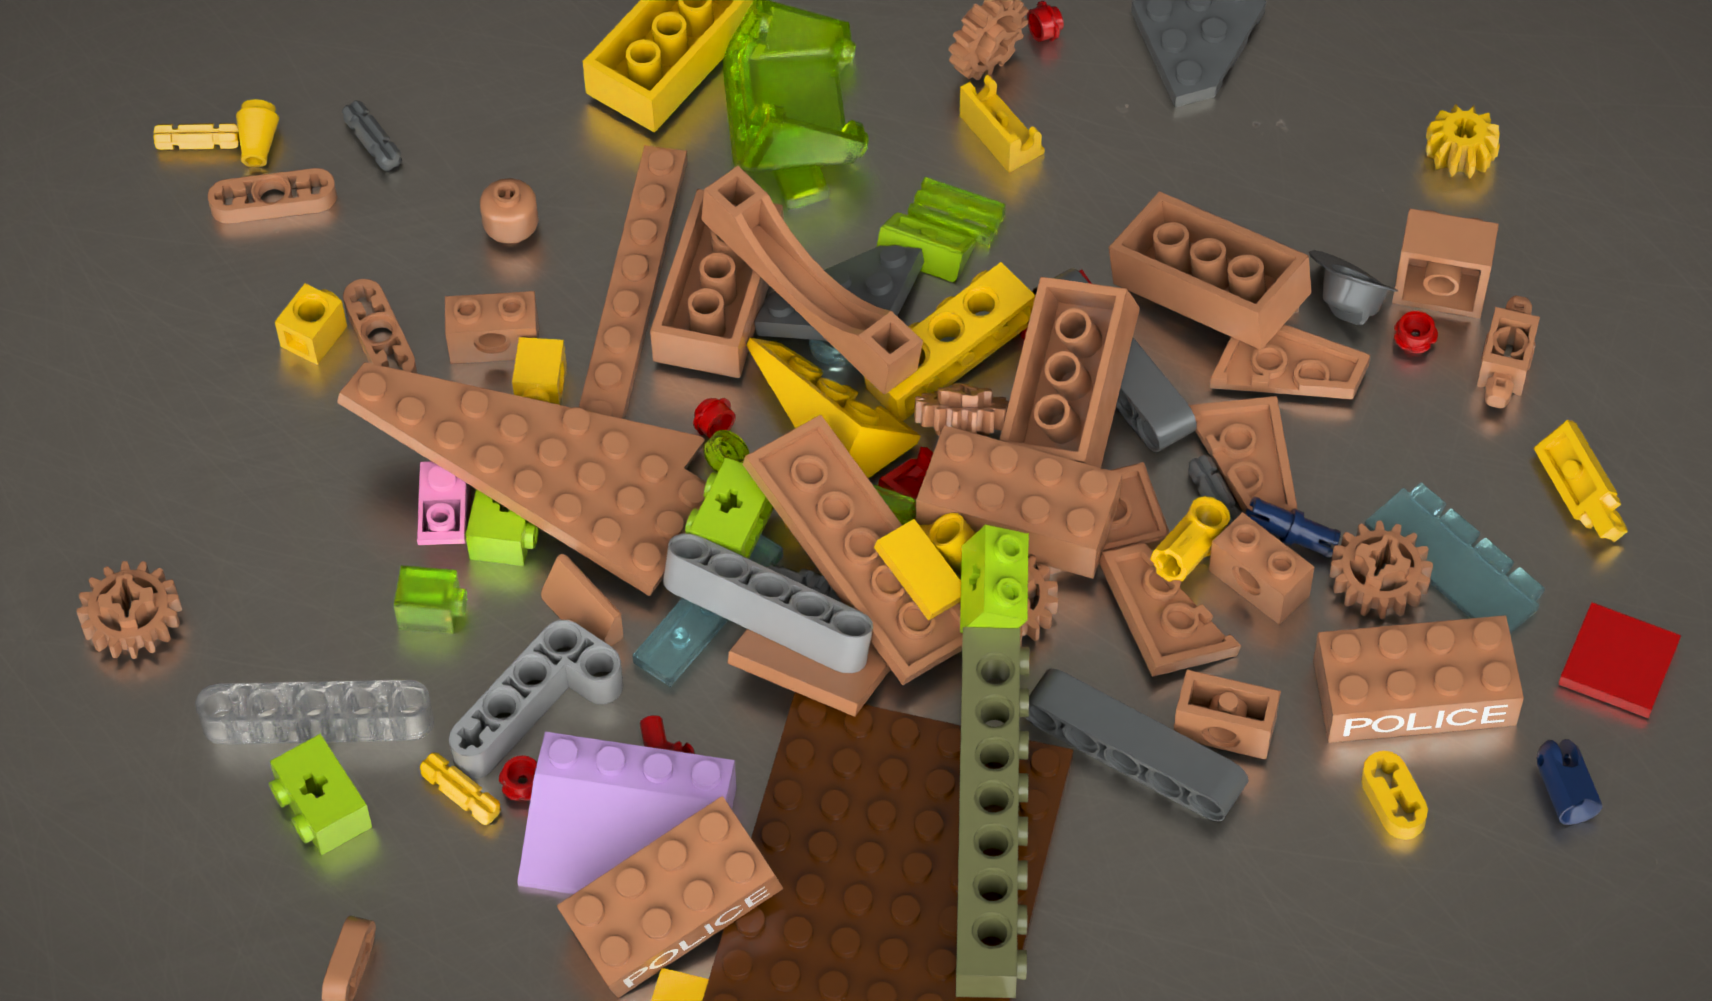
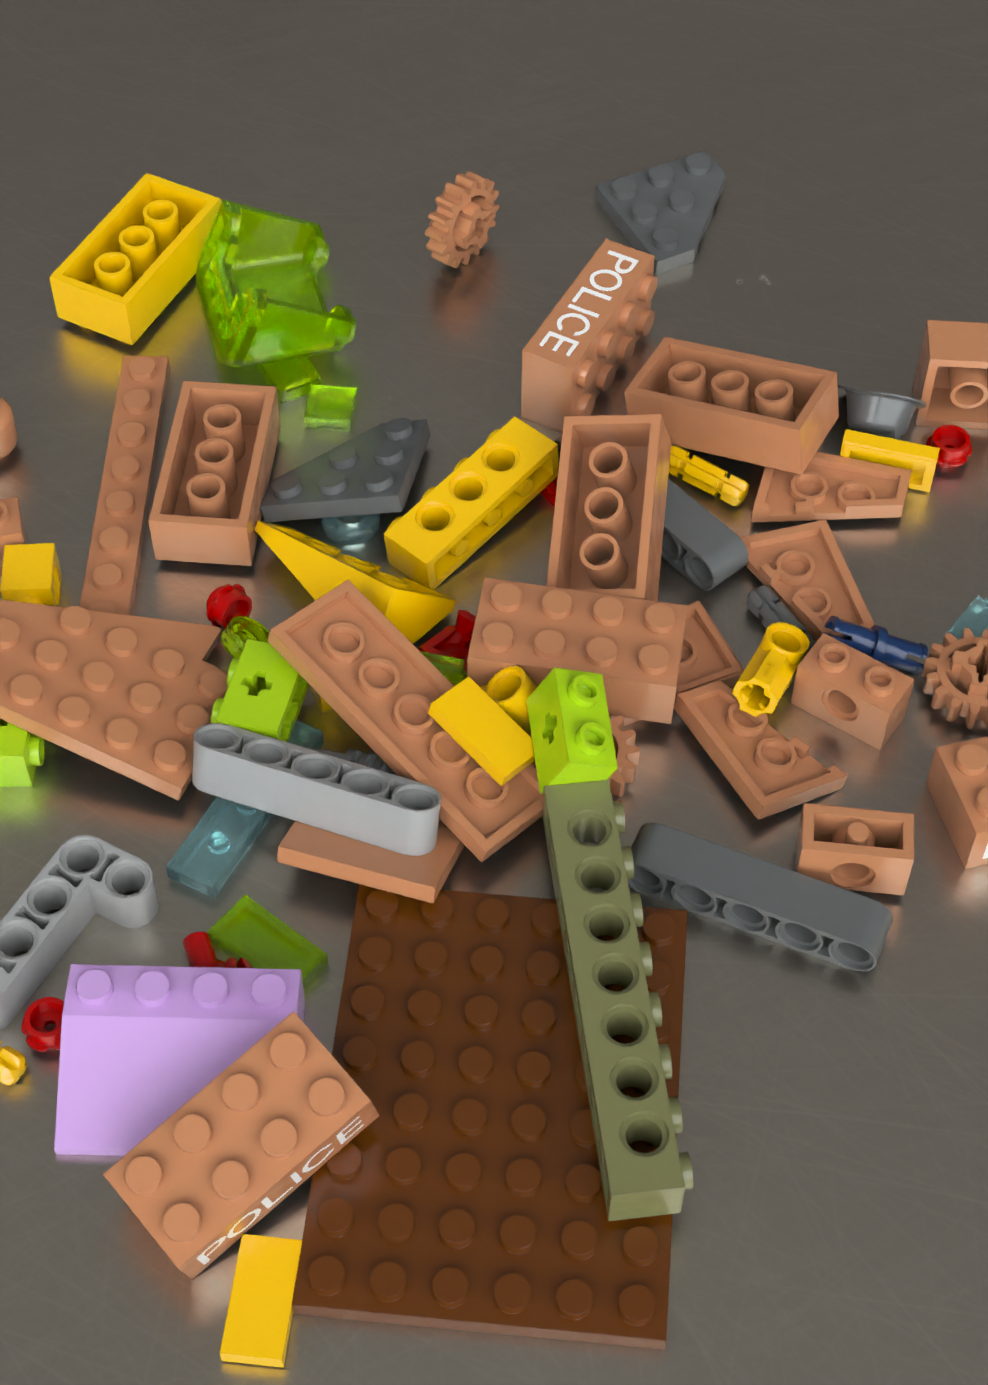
camera: 10 degrees left, 5 degrees down
(580, 601) = (94, 810): nougat slope -> none
(710, 731) = (266, 941): none -> clear neon green tile
(834, 221) = (330, 408): none -> clear neon green tile
(864, 334) = (385, 497): nougat arch -> none
(942, 249) = (448, 423): lime slope -> none
(959, 206) = (457, 380): clear neon green tile -> none
(961, 408) = (498, 561): nougat gear -> none
(999, 126) = (484, 305): yellow hinge -> none
(1045, 22) = (514, 210): red plate -> none
(1088, 180) = (588, 335): none -> nougat brick
(1175, 335) = (707, 477): none -> yellow axle
(1356, 336) = (894, 453): none -> yellow tile
(1462, 141) = (948, 271): yellow gear -> none

